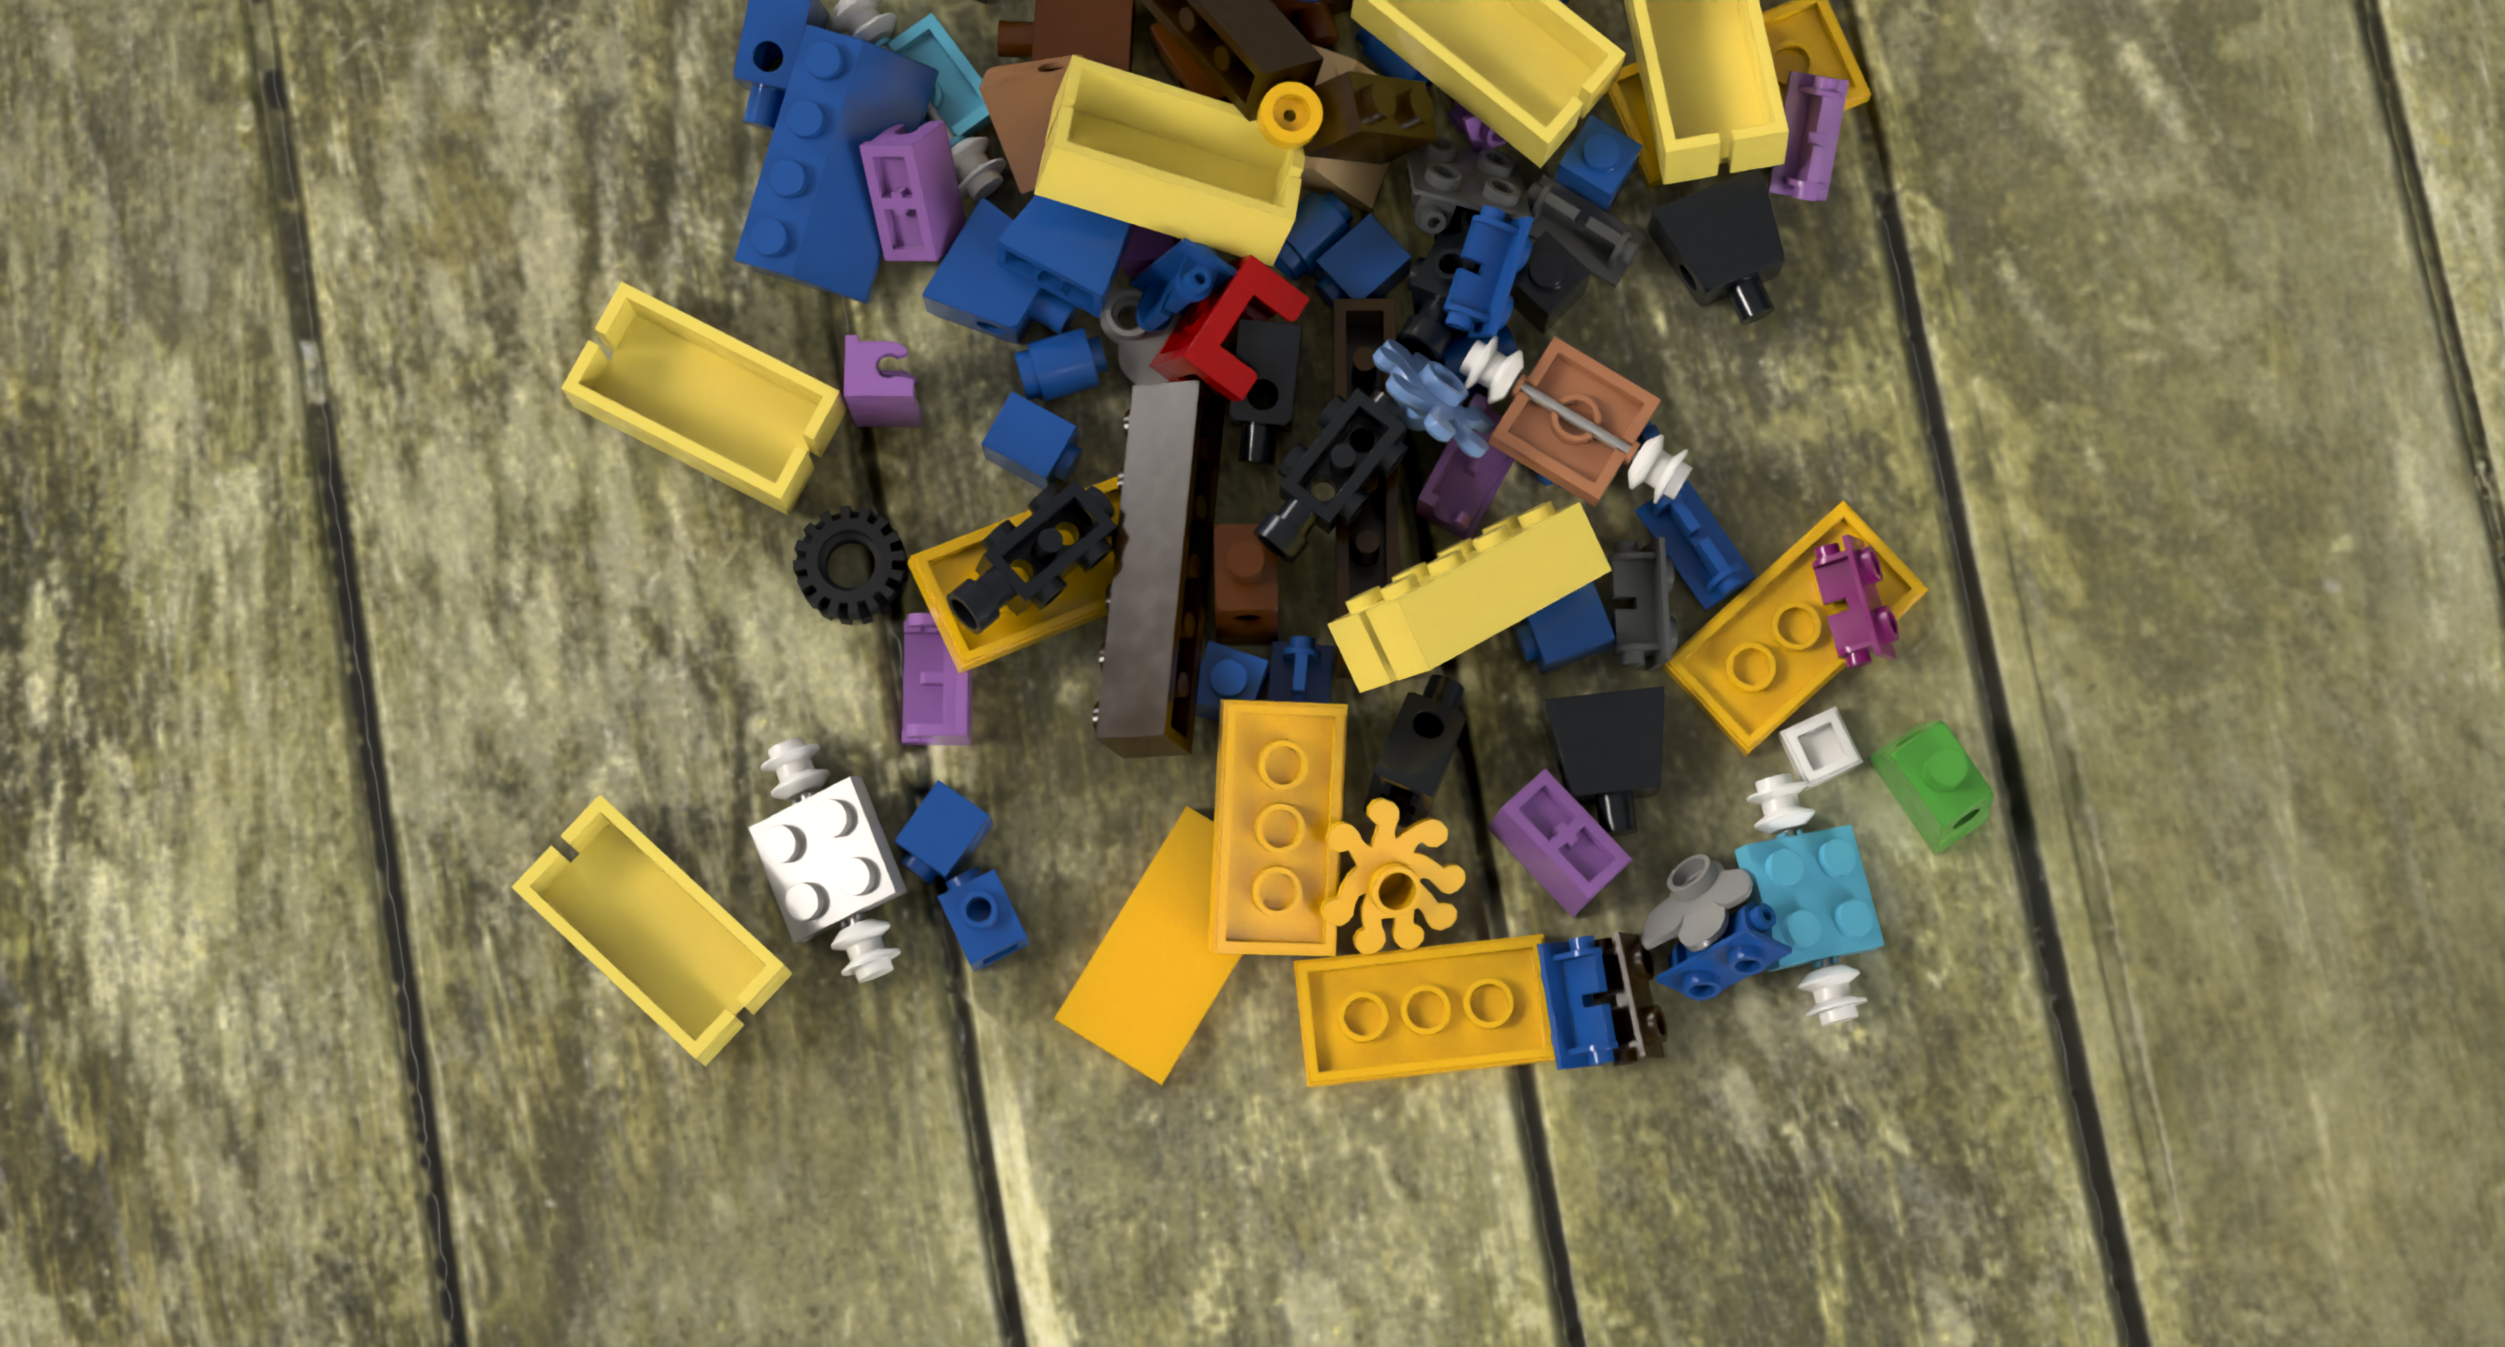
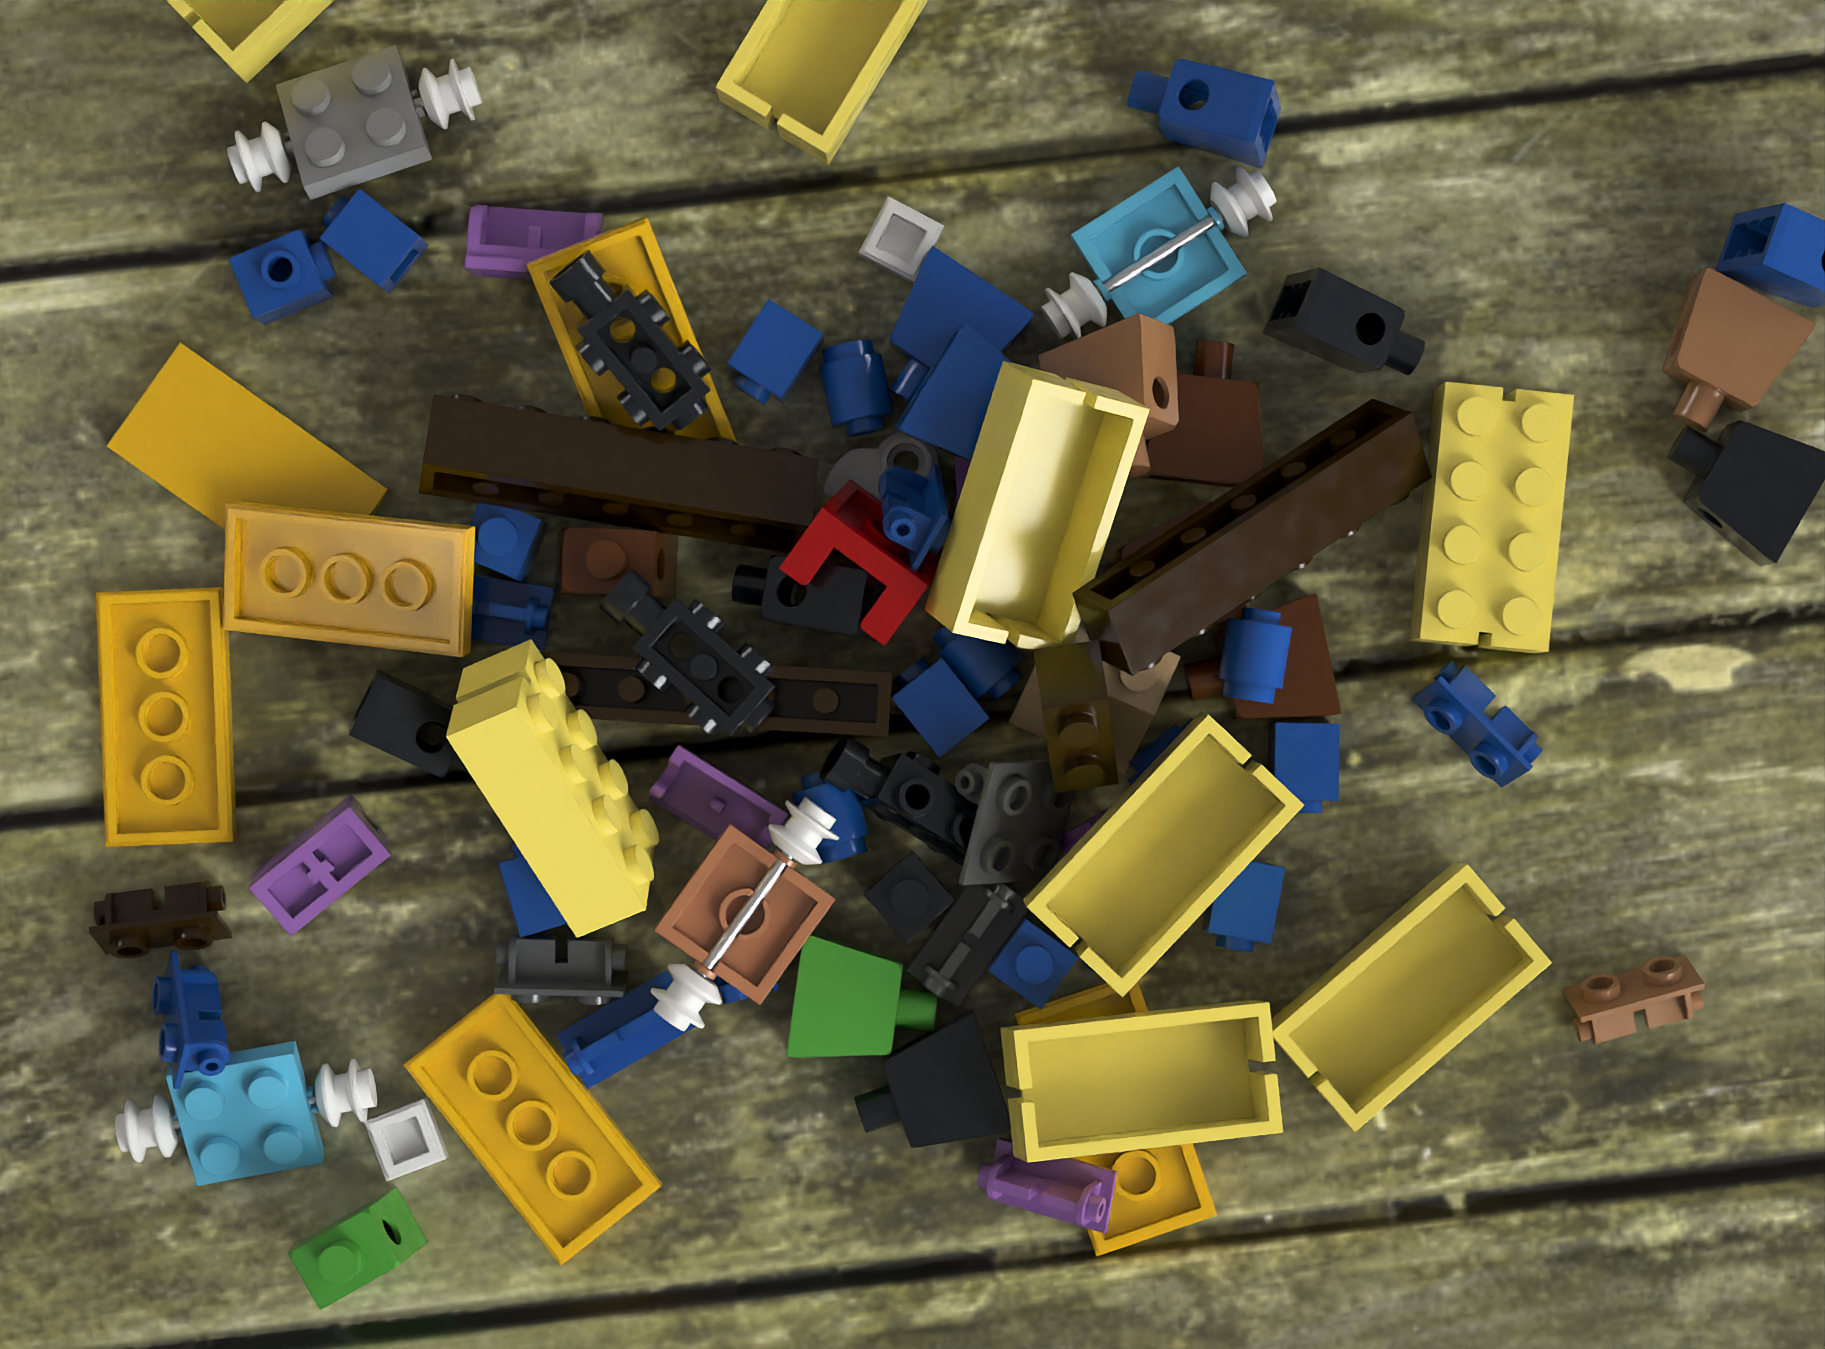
camera: 90 degrees right, 10 degrees up
(812, 198) = (1079, 163): blue slope -> none
(844, 529) = (651, 123): black tyre -> none
(875, 395) = (836, 187): medium lavender hinge -> none
(914, 192) = (1042, 243): medium lavender hinge -> none
(922, 333) = (900, 239): none -> white tile
(1290, 102) = (1067, 651): yellow tile -> none
(1389, 879) = (289, 690): yellow animal -> none
(1432, 398) = (768, 764): medium blue animal -> none
(1484, 297) = (928, 850): blue hinge -> none
(1579, 1030) = (174, 864): blue hinge -> none
(1608, 750) = (411, 923): black torso -> none
(1654, 329) = (851, 1001): none -> bright green torso
(1696, 904) = (242, 998): light grey plate -> none
(1853, 578) = (521, 1197): magenta hinge -> none

